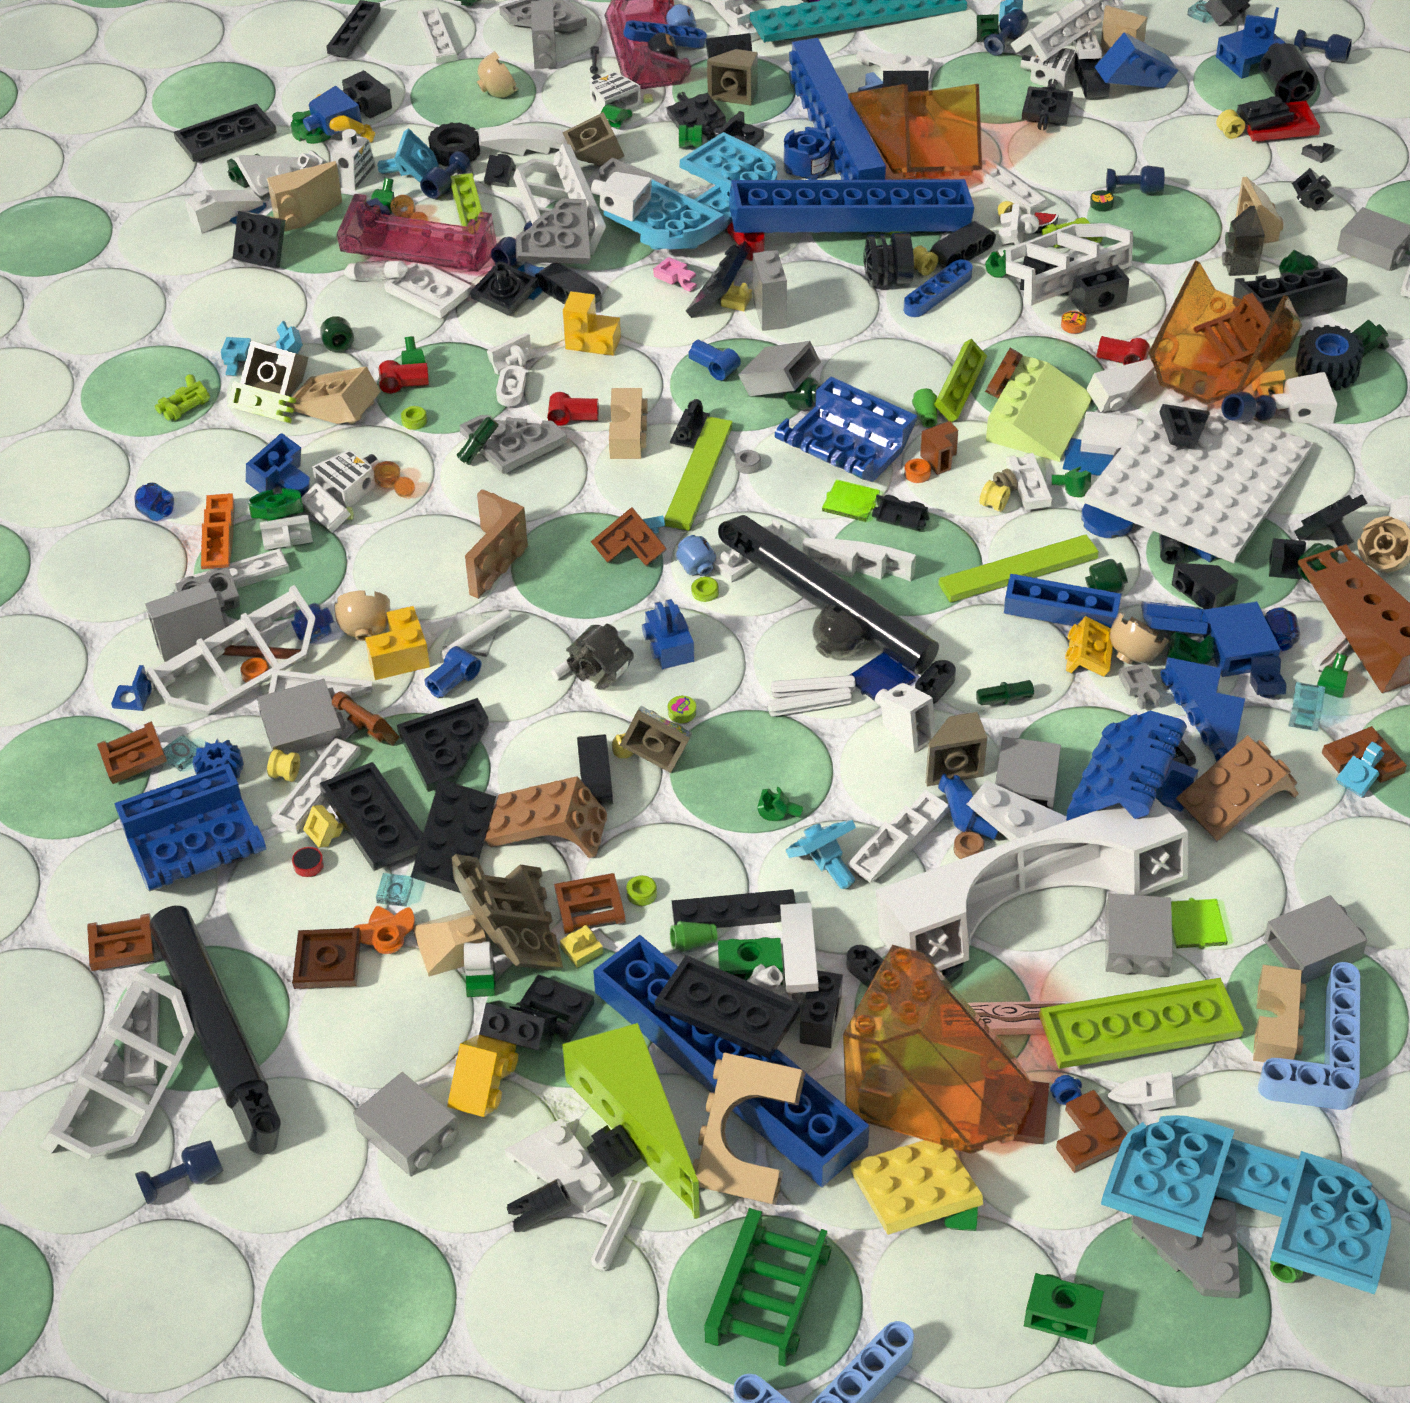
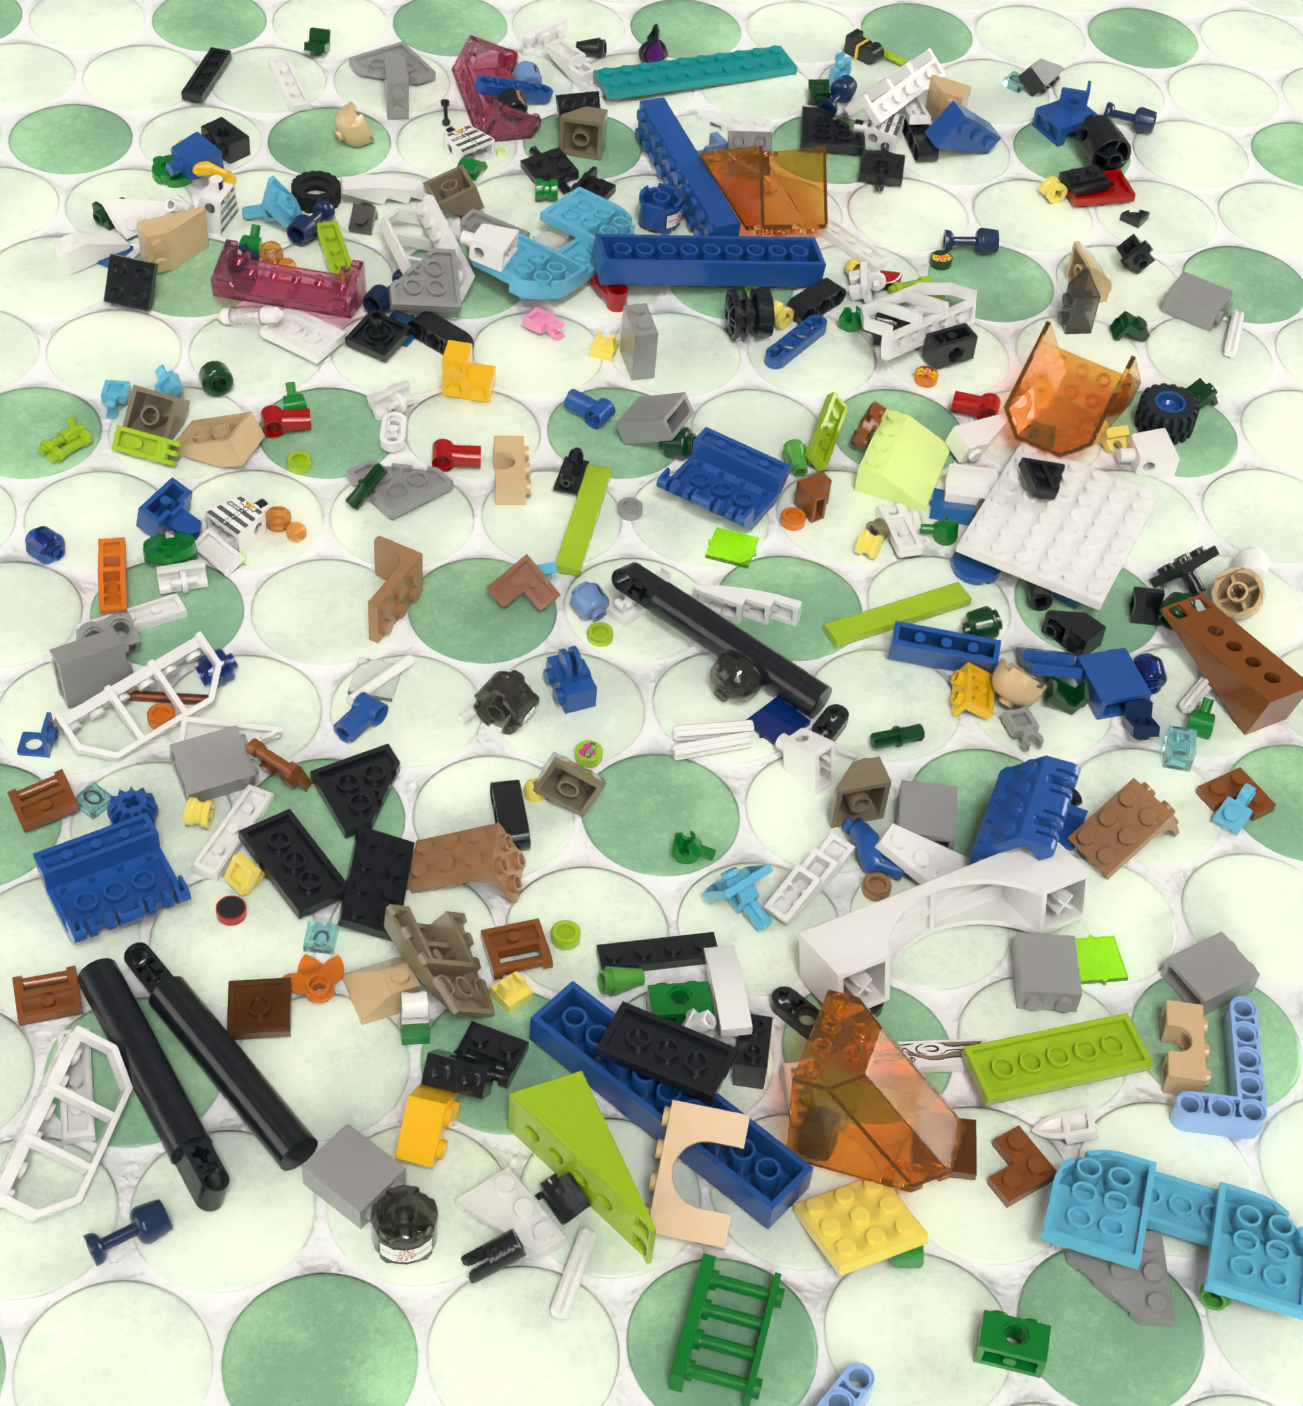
camera: 10 degrees left, 0 degrees up
(225, 132) = (86, 175): black plate -> none
(285, 1008) = (223, 1060): none -> black piece
(362, 614) = (266, 660): tan cylinder -> none
(401, 648) = (307, 694): yellow brick -> none
(450, 1172) = (404, 1225): none -> clear smoke brick
(721, 279) = (589, 330): black wing -> none
(890, 507) = (771, 555): black hinge -> none
(994, 71) = (821, 130): none -> black plate
(1066, 1089) = (992, 1125): blue plate -> none
(1212, 713) = (1097, 756): blue slope -> none
(1242, 407) = (1096, 460): dark blue piece -> none
(1247, 323) = (1093, 382): dark orange plate -> none
(1308, 292) = (1150, 347): black wedge -> none

